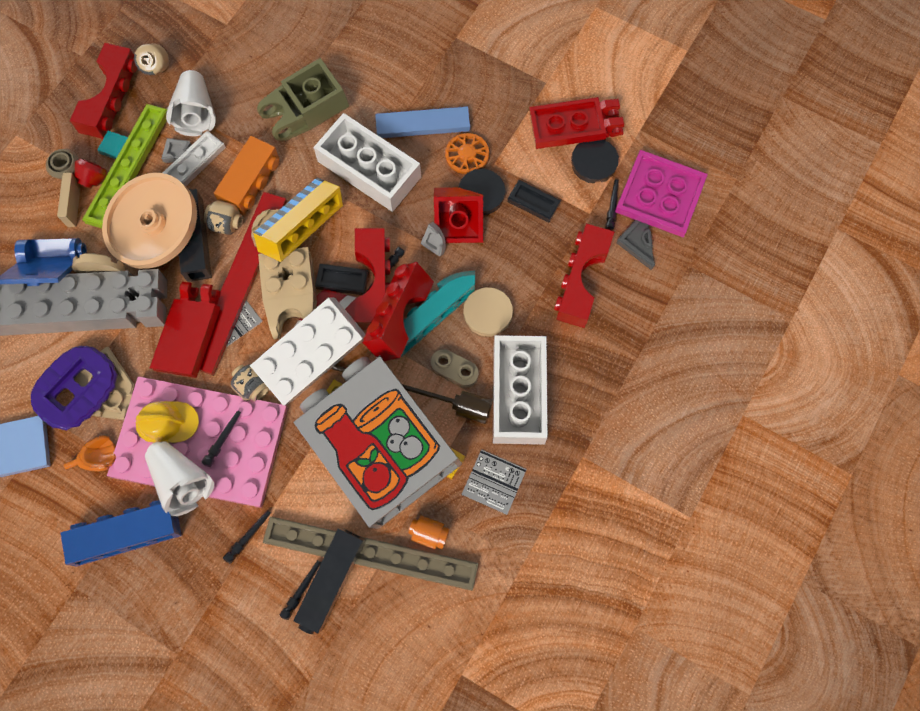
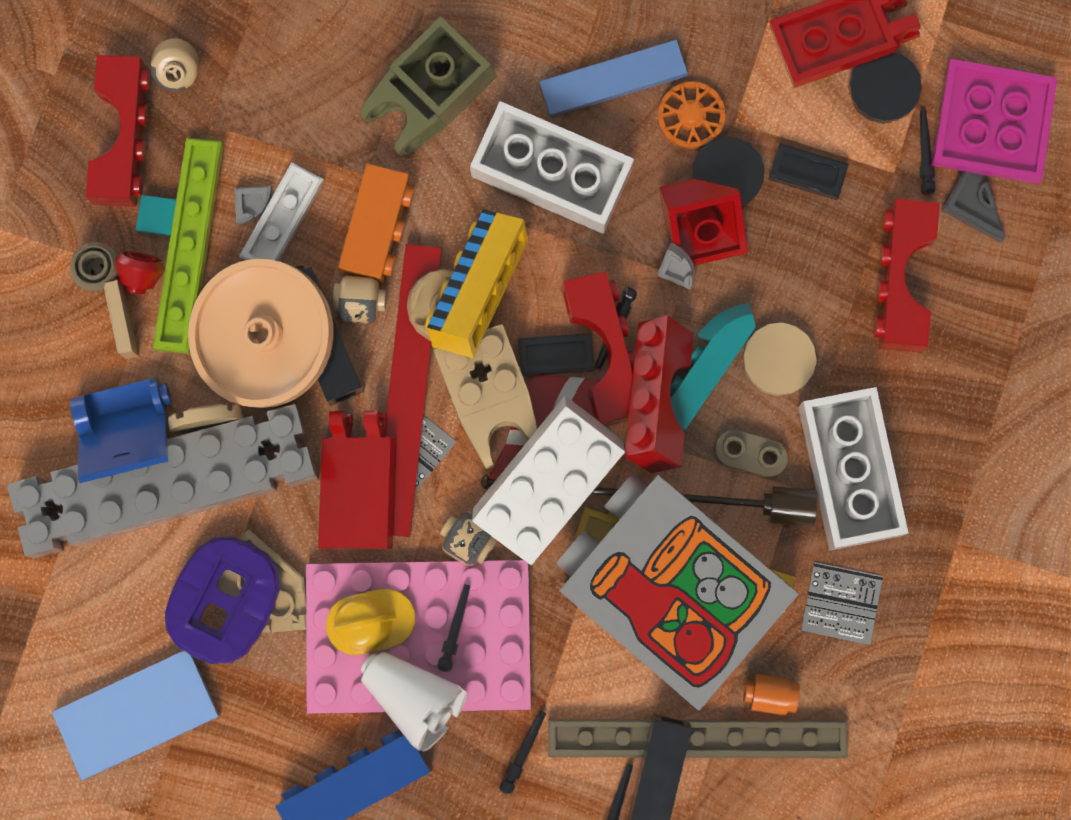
camera: 10 degrees left, 10 degrees up
(95, 455) = (281, 688): orange piece -> none
(191, 106) = (259, 127): white cone -> none

